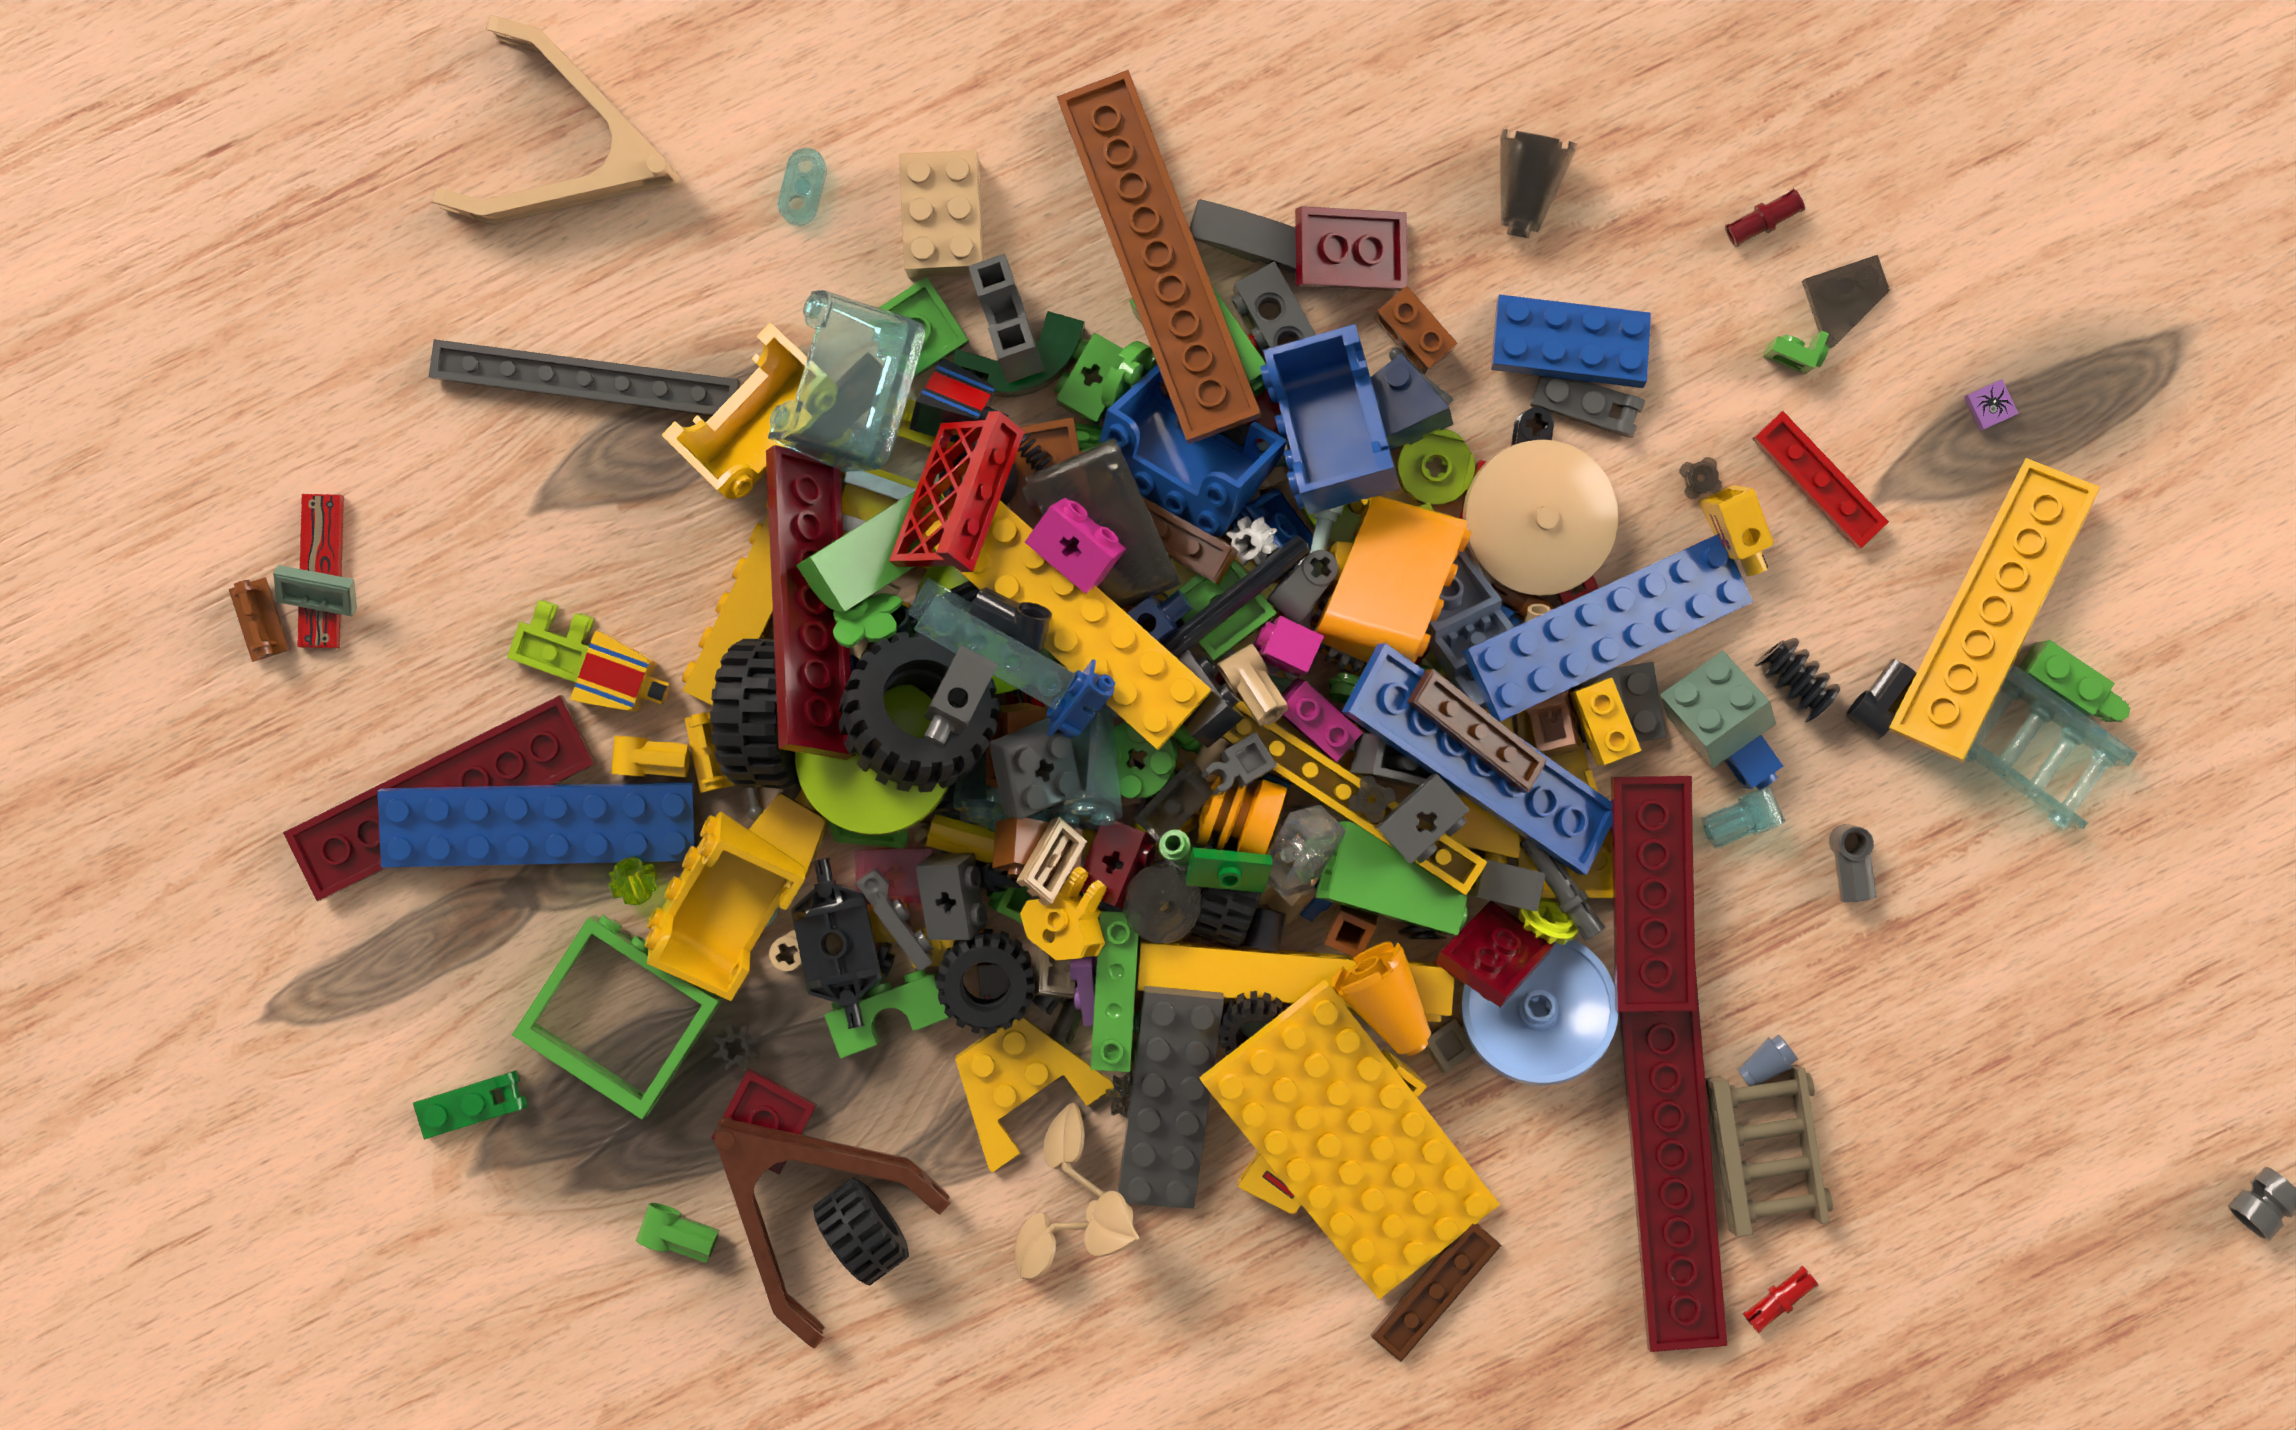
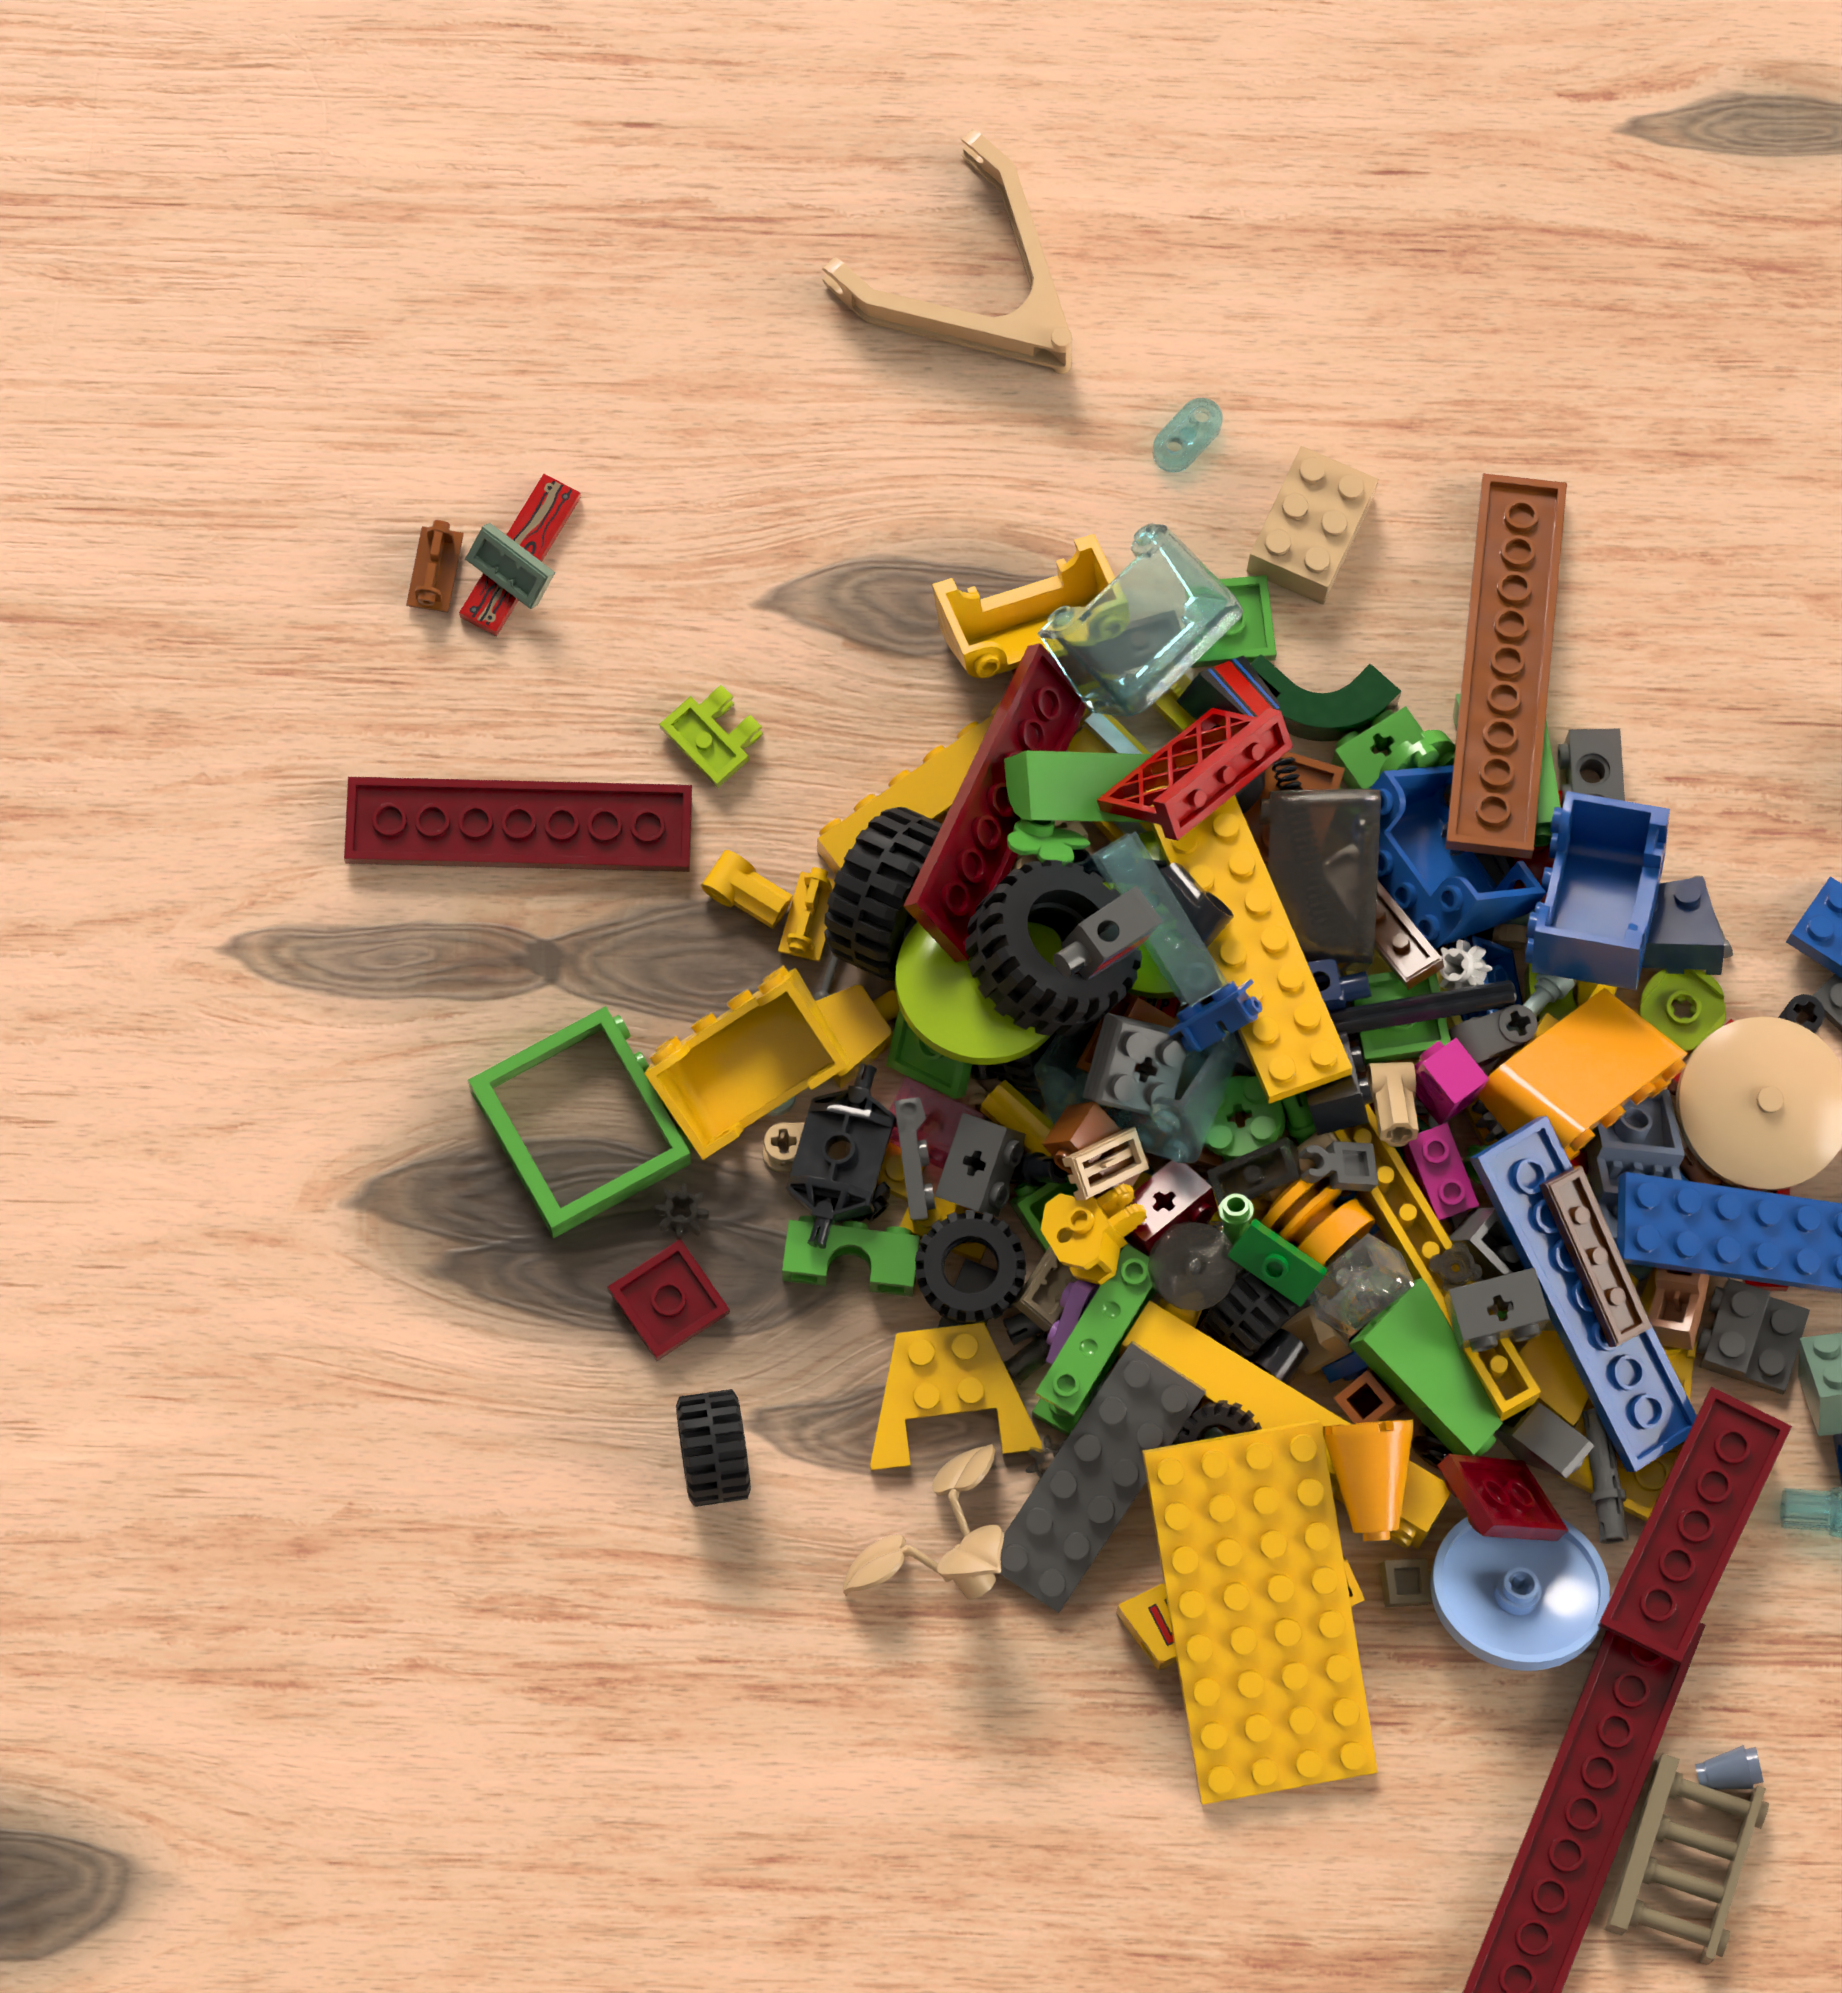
camera: 25 degrees right, 15 degrees down
(468, 1105) = (381, 1134): green plate -> none
(535, 824) = (602, 894): blue plate -> none
(580, 378) = (873, 500): dark grey plate -> none
(617, 676) = (757, 797): torso -> none
(633, 881) = (666, 998): clear neon green gear -> none
(667, 1230) = (513, 1356): bright green piece -> none
(752, 1149) = (645, 1311): copper piece -> none
(1006, 318) = (1326, 647): dark grey arch -> none
(1056, 541) = (1272, 855): dark pink brick -> none
(1245, 234) = (1609, 697): dark grey slope -> none
(1351, 248) = (1703, 756): plate -> none
(1415, 330) = (1728, 866): dark orange brick -> none
(1435, 1291) = (1265, 1828): reddish brown tile -> none
(1554, 924) = (1572, 1505): neon yellow gear -> none
(1604, 721) = (1729, 1328): yellow brick -> none

